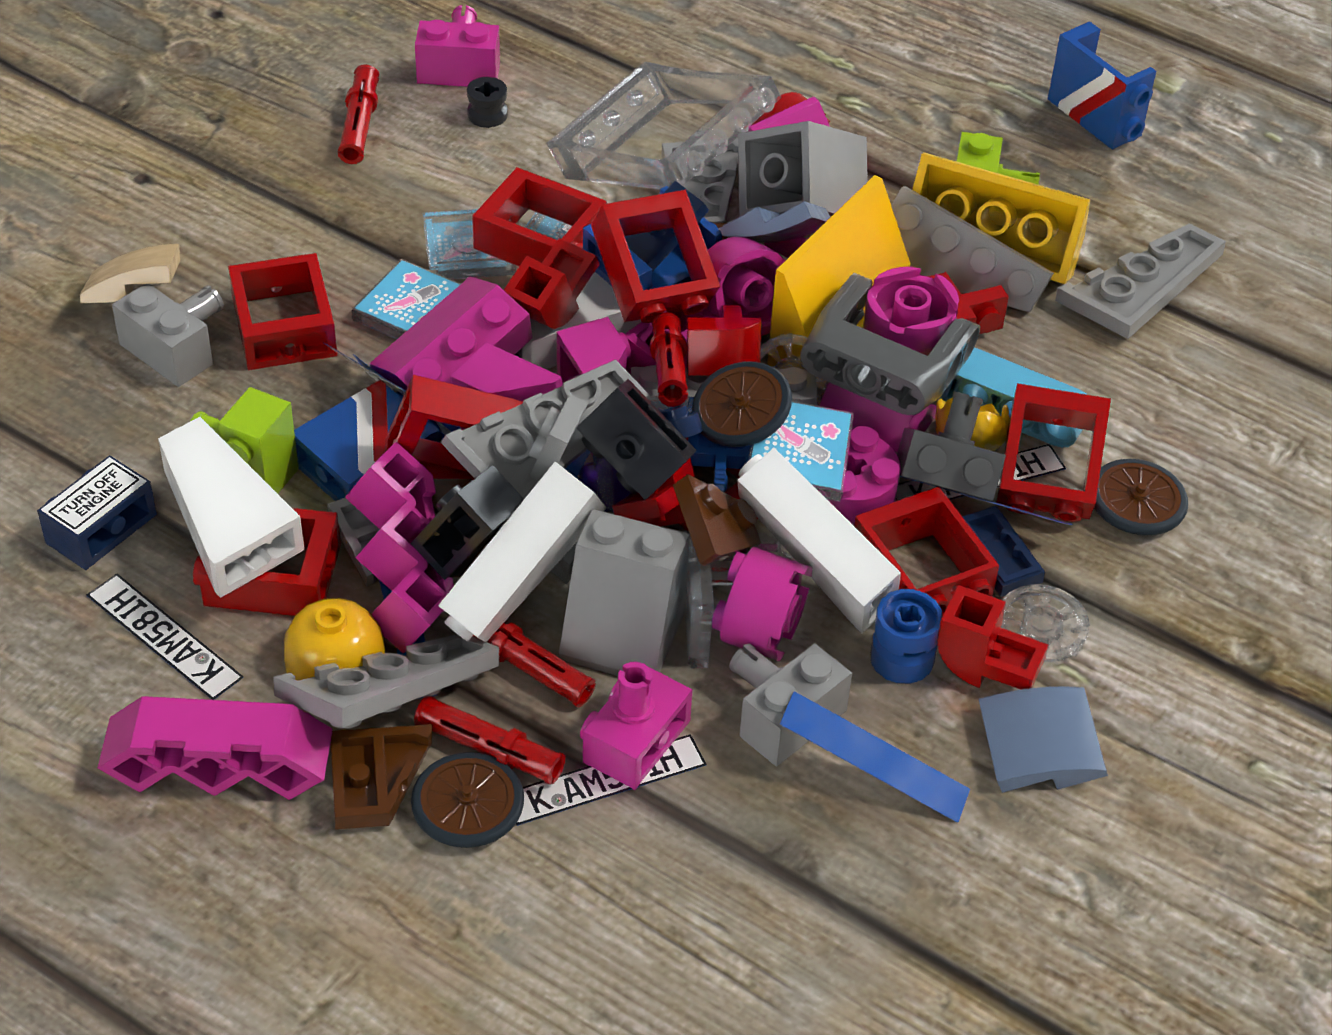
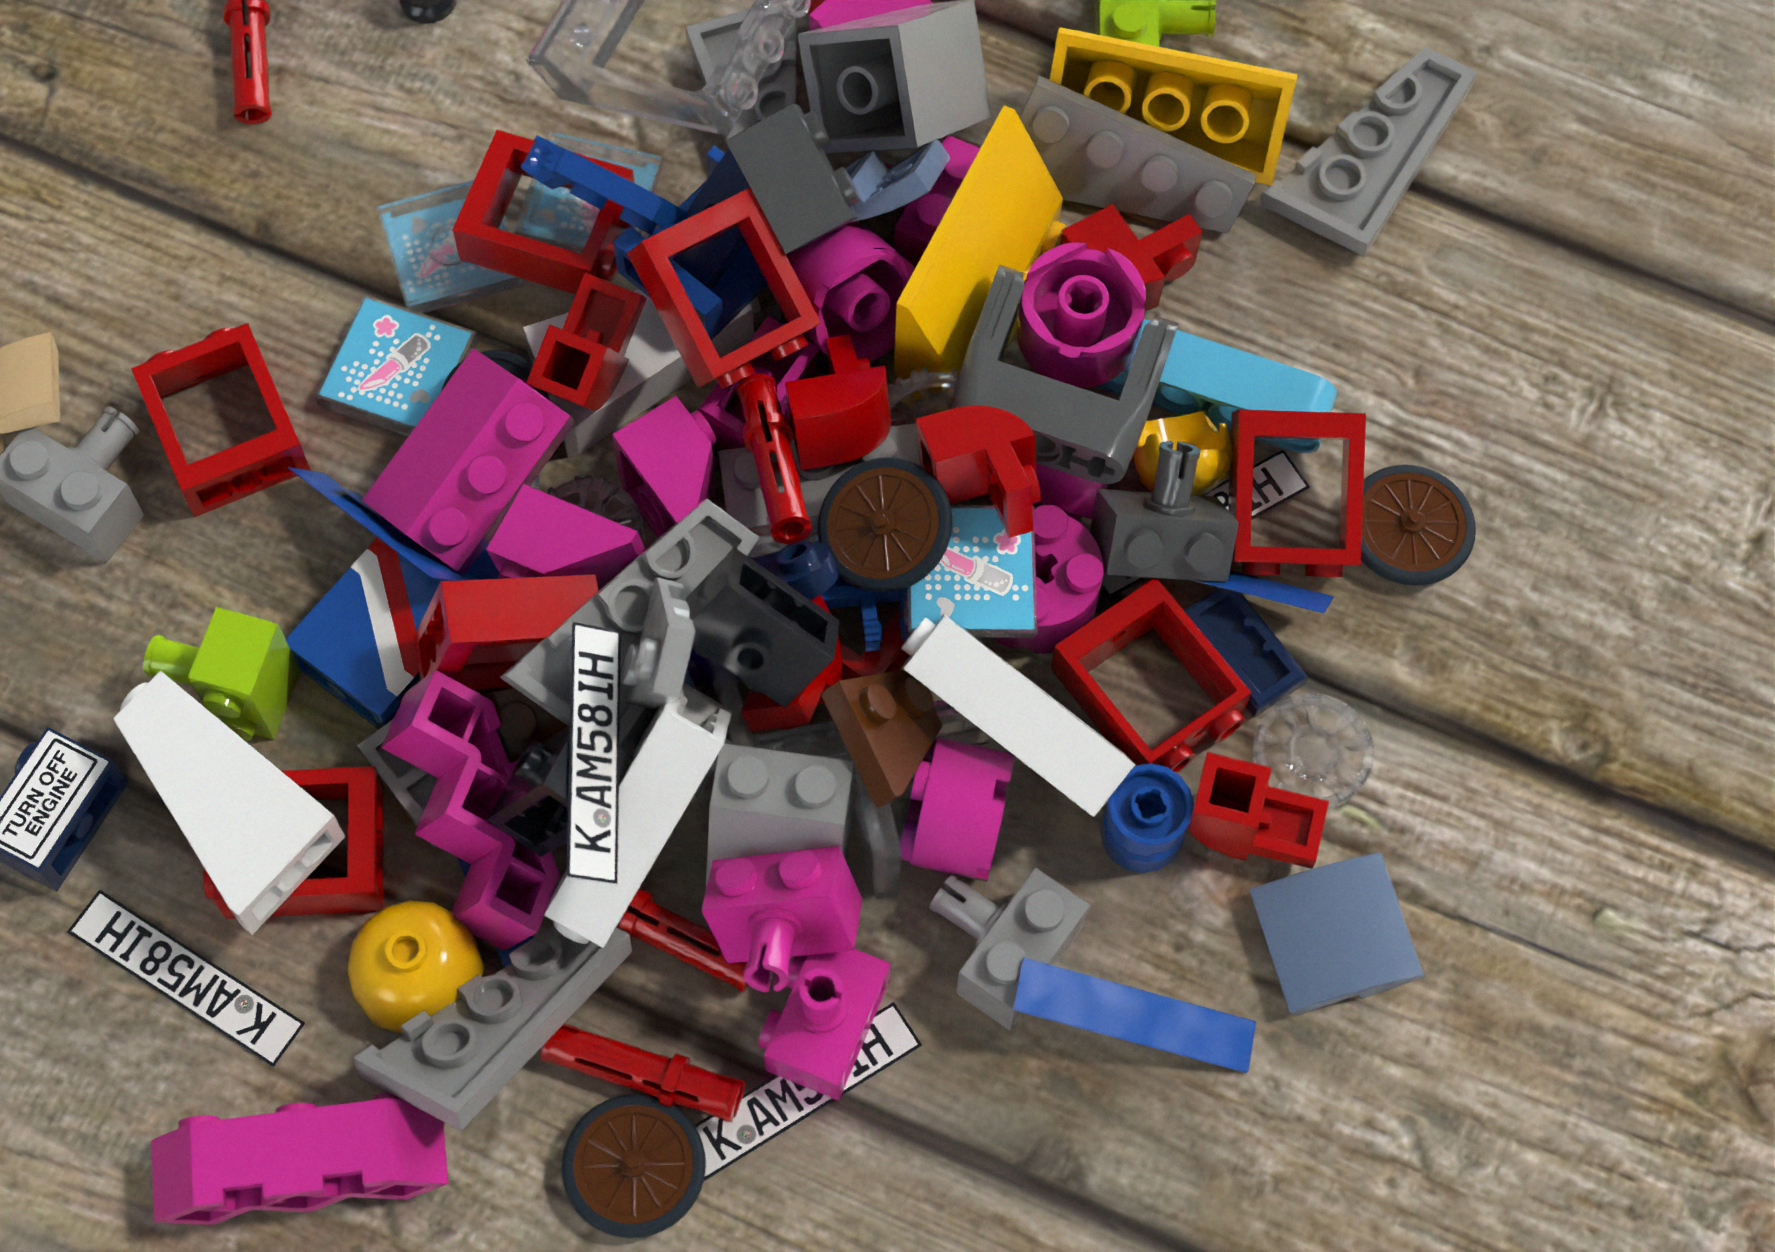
camera: 10 degrees left, 20 degrees up
(374, 772) = (510, 1152): reddish brown wing -> none
(498, 489) = (594, 754): none -> sticker
(572, 189) = (596, 185): none -> blue hinge
(613, 630) = (780, 909): none -> dark pink brick
(716, 192) = (794, 177): none -> dark grey brick
(821, 372) = (983, 453): none -> red brick

